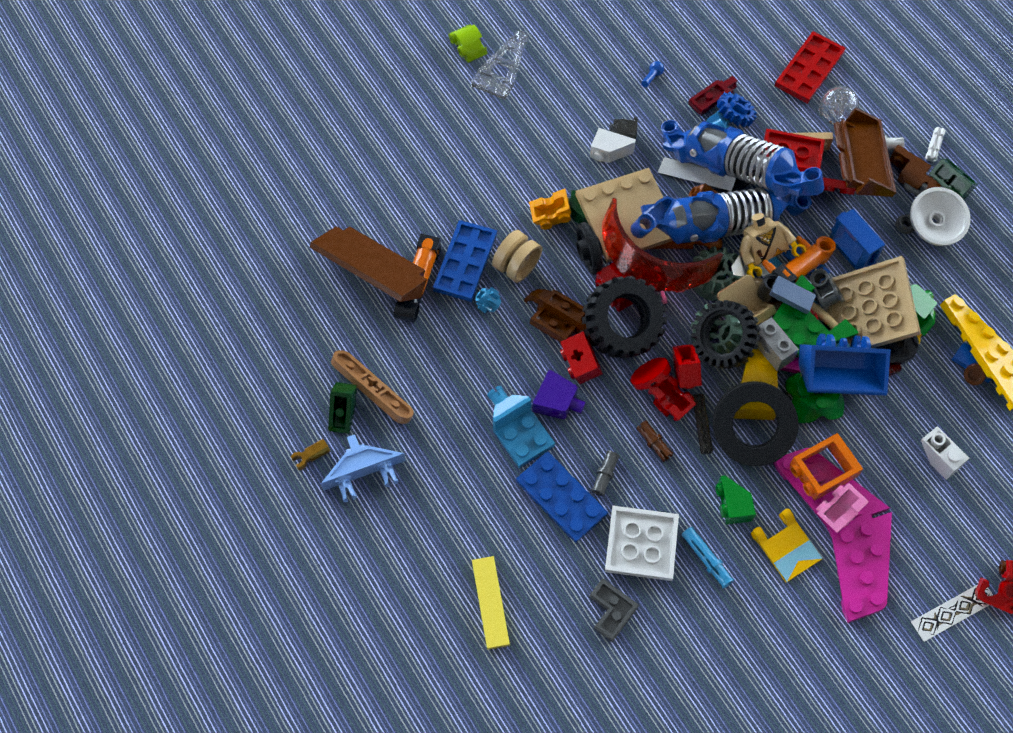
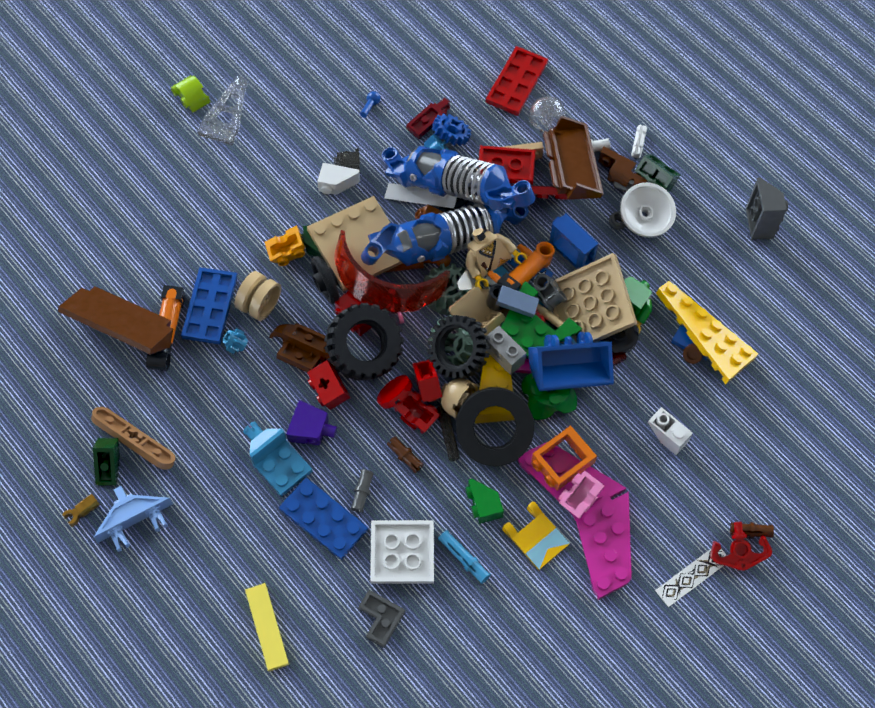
camera: 10 degrees left, 0 degrees up
(716, 384) = (455, 394): none -> tan cylinder

